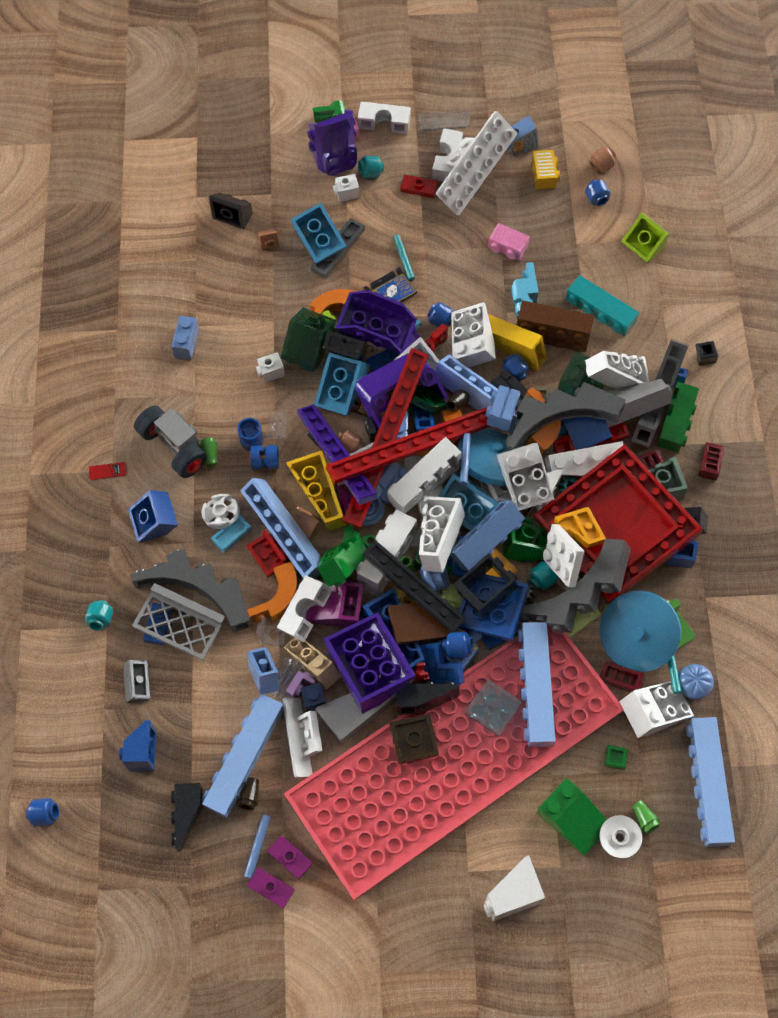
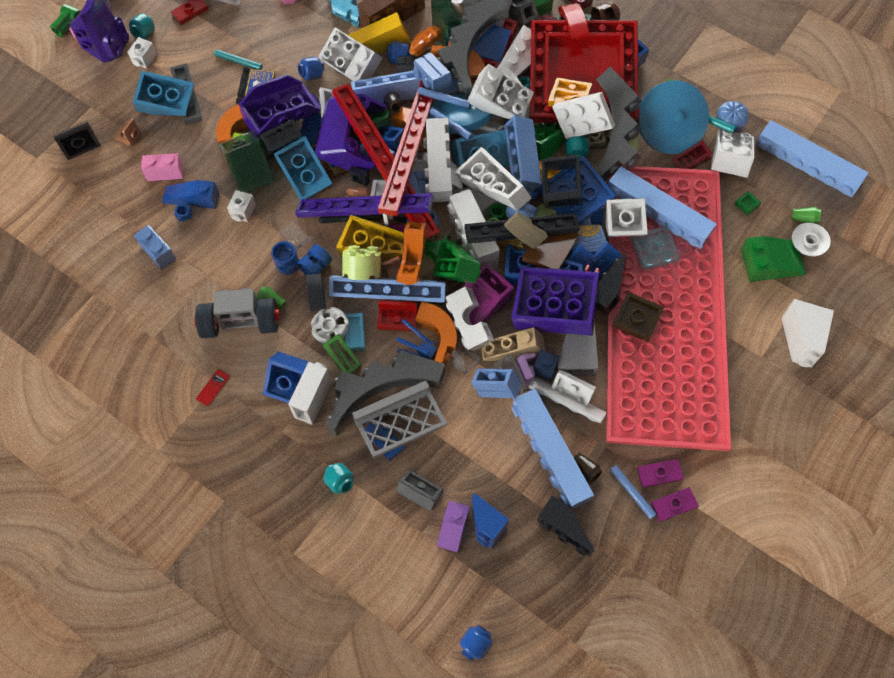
camera: 50 degrees left, 0 degrees up
(121, 727) = (453, 526): none -> medium lavender slope
(149, 541) = (310, 392): none -> white brick
(208, 540) = (342, 356): none -> bright green tile
(230, 329) = (183, 208): none -> blue plate
(236, 478) = (315, 292): none -> black tyre
(253, 326) = (192, 193): none -> blue slope
(253, 596) = (425, 350): none -> blue plant
(257, 286) = (162, 167): none -> bright pink brick
(284, 491) = (361, 263): none -> yellowish green brick
(318, 525) = (413, 253): none -> orange arch
(405, 586) = (525, 231): none -> dark tan slope
(438, 337) = (327, 80): red plate -> none
(458, 645) = (591, 233): blue head -> none
(487, 433) = (443, 97): none -> medium blue bar
(497, 663) = (626, 217): none -> white slope
(540, 377) = (425, 40): none -> orange rock
(656, 475) = (575, 19): none -> slope
(710, 496) = (605, 11): none -> reddish brown helmet

